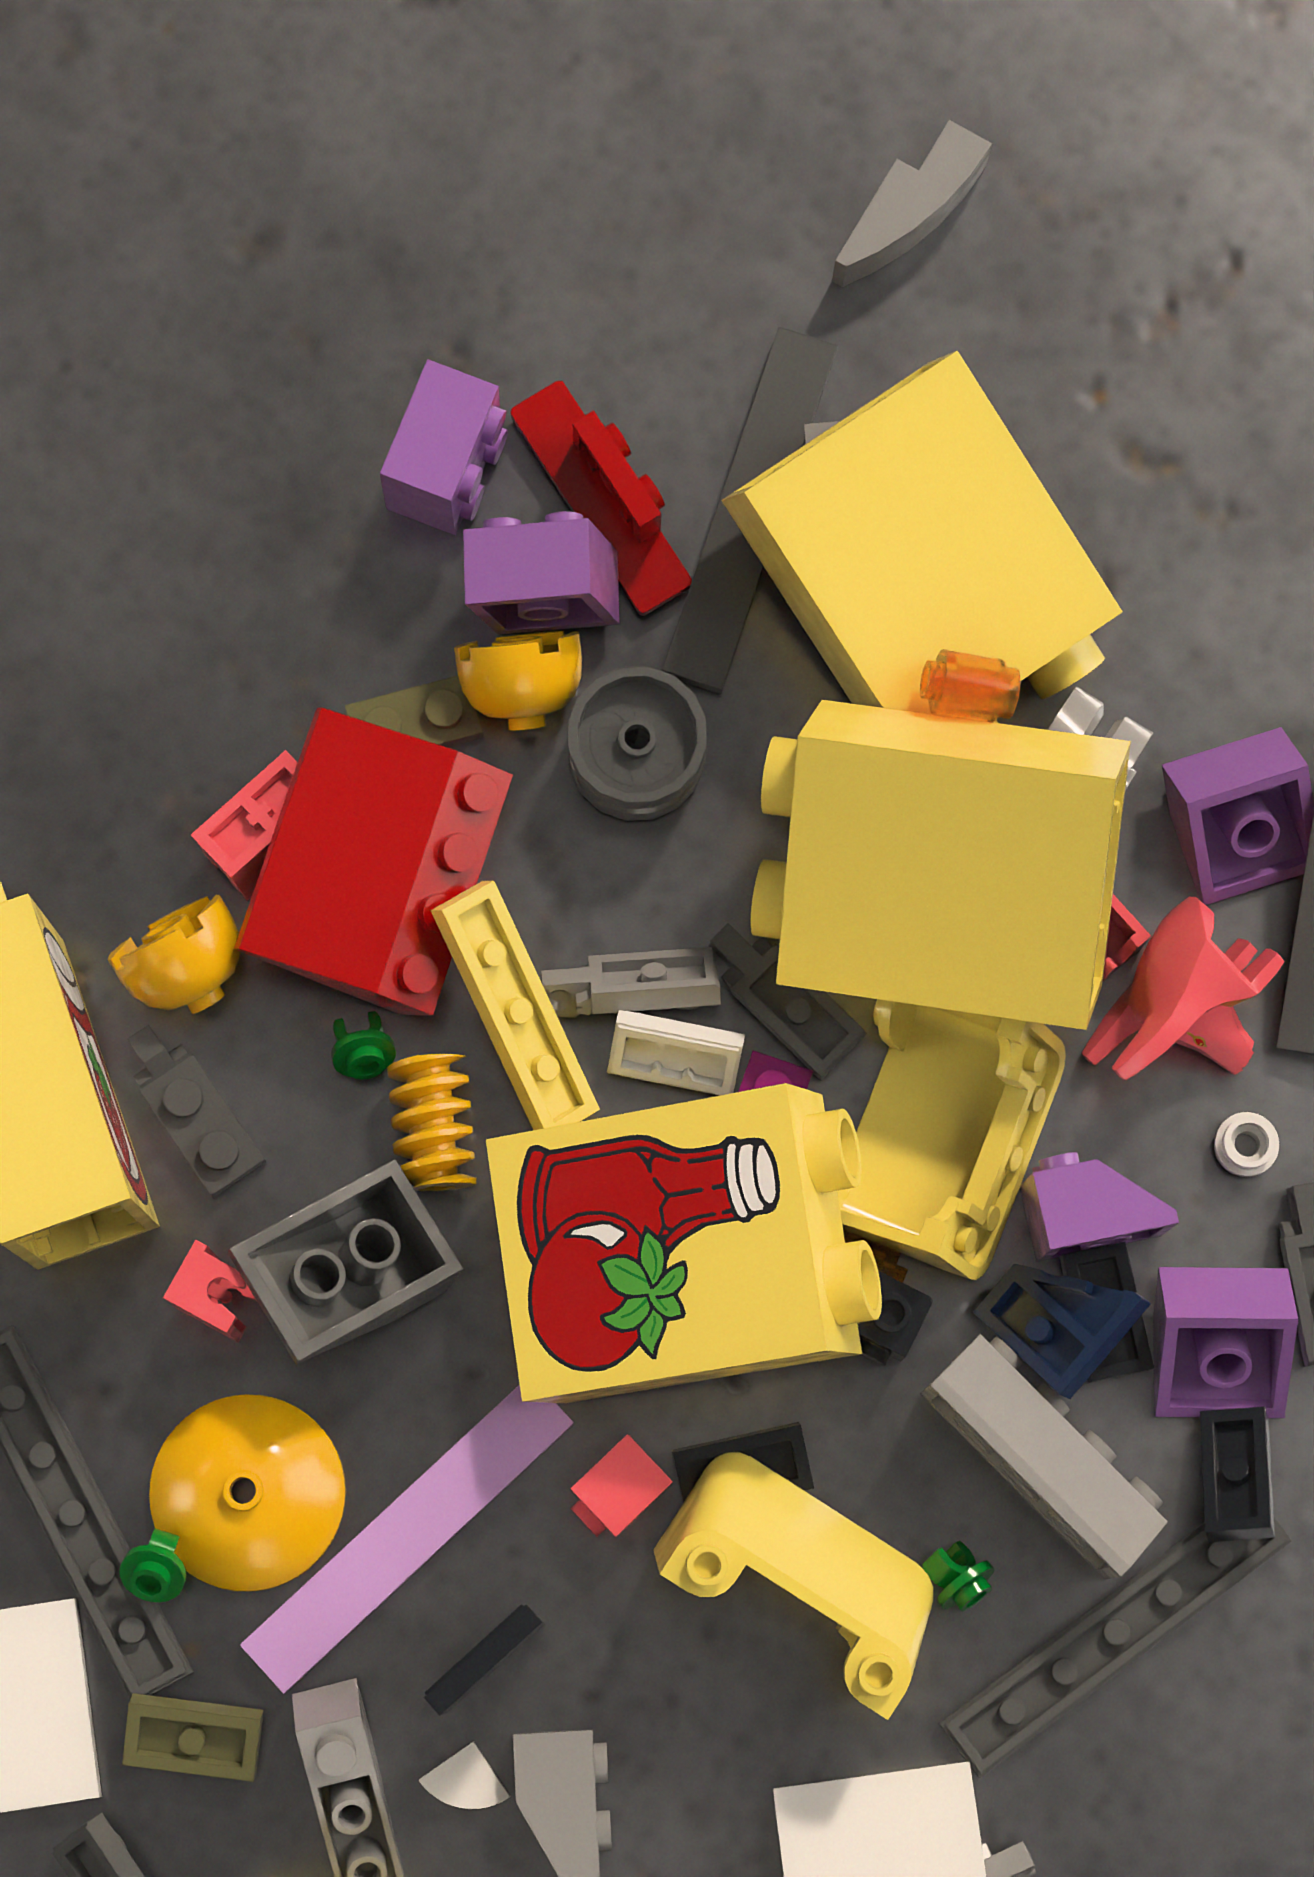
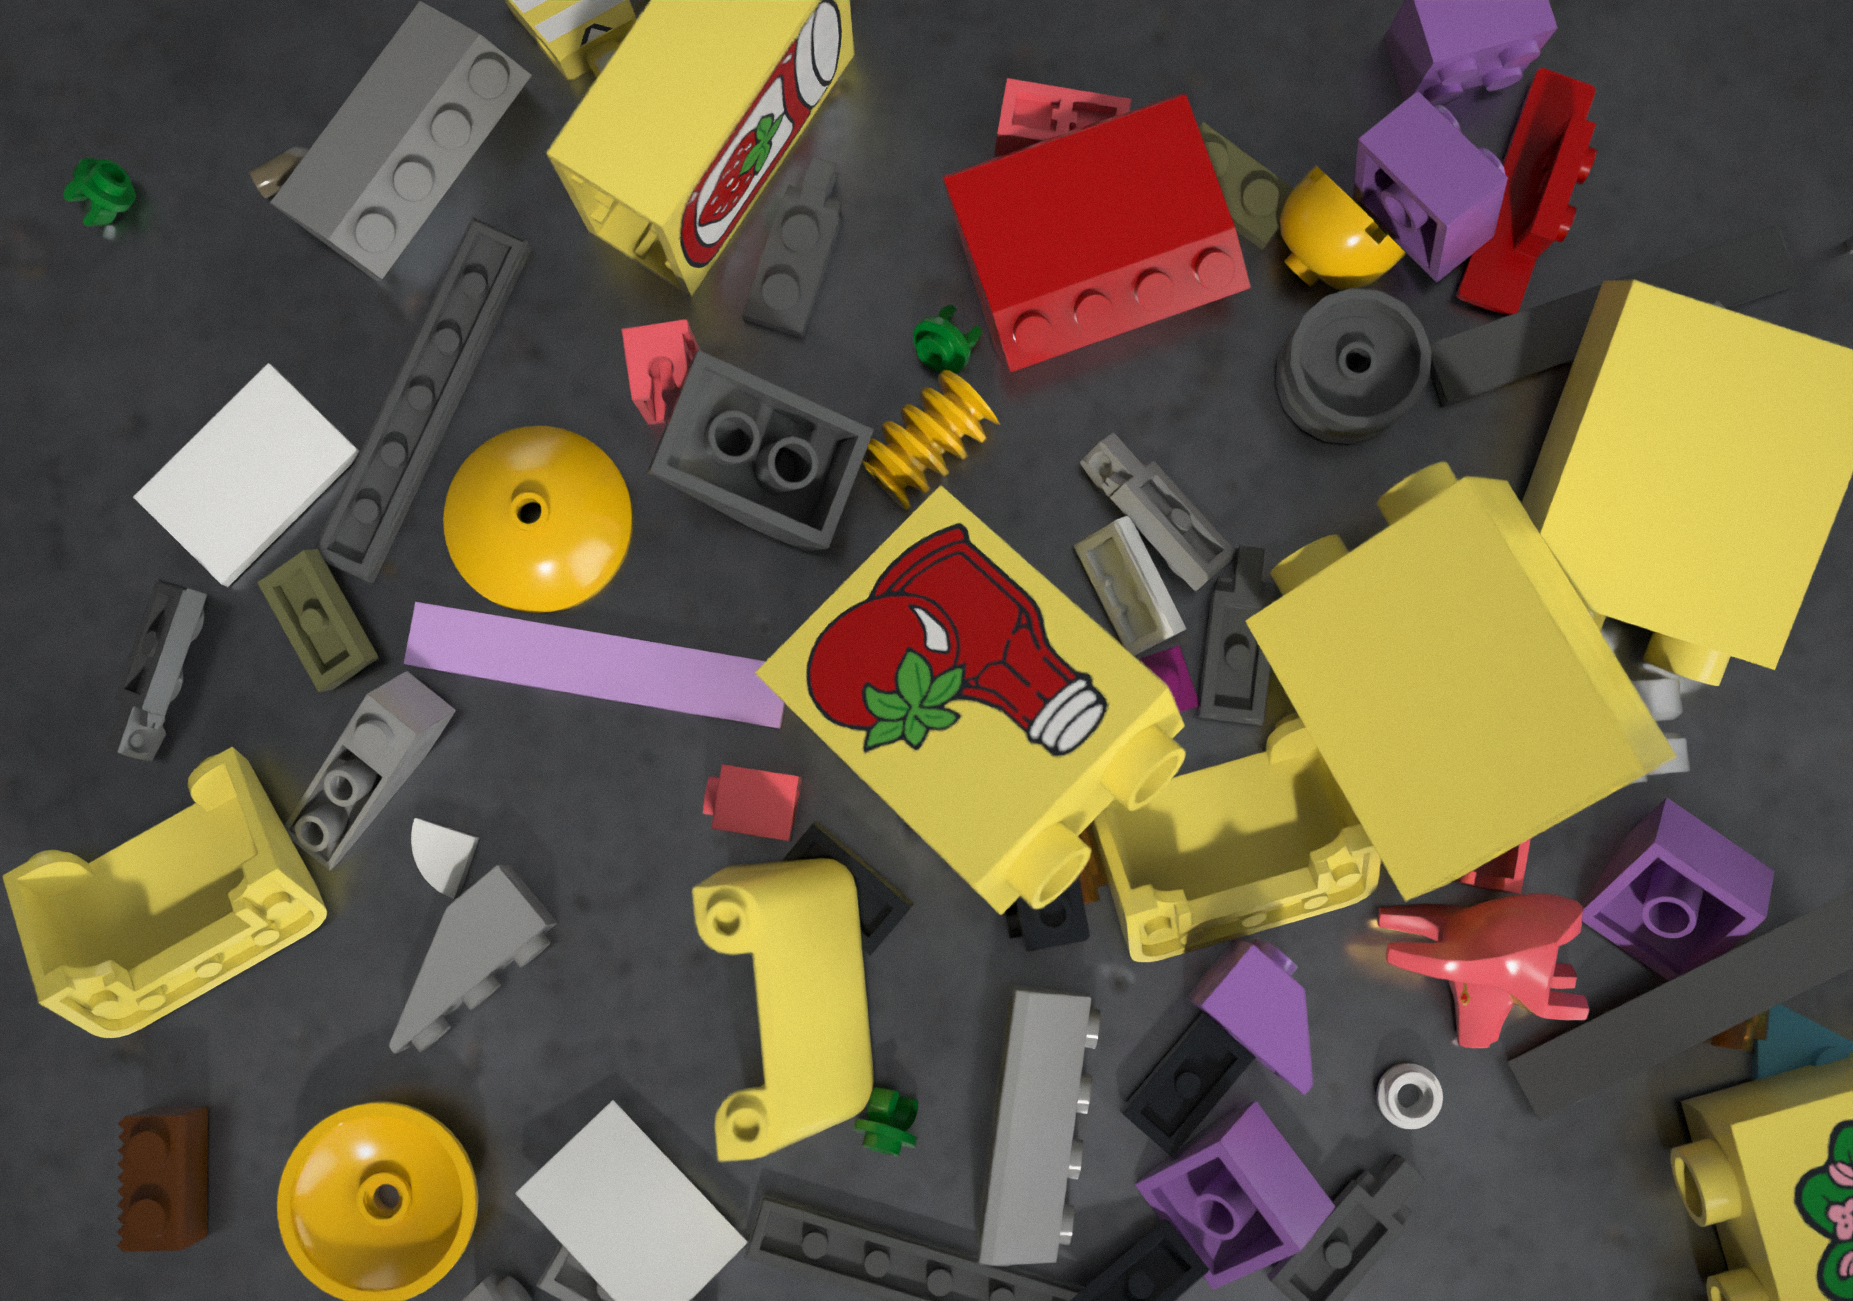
camera: 55 degrees right, 5 degrees up
(153, 1569) = (419, 491): green plate -> none
(181, 957) = (905, 147): yellow cylinder -> none
(483, 1659) = (530, 798): black tile -> none
(514, 1007) = (1066, 430): light yellow plate -> none
(970, 686) = (1616, 590): clear orange brick -> none
(1059, 1322) = (1149, 1054): dark blue wing -> none

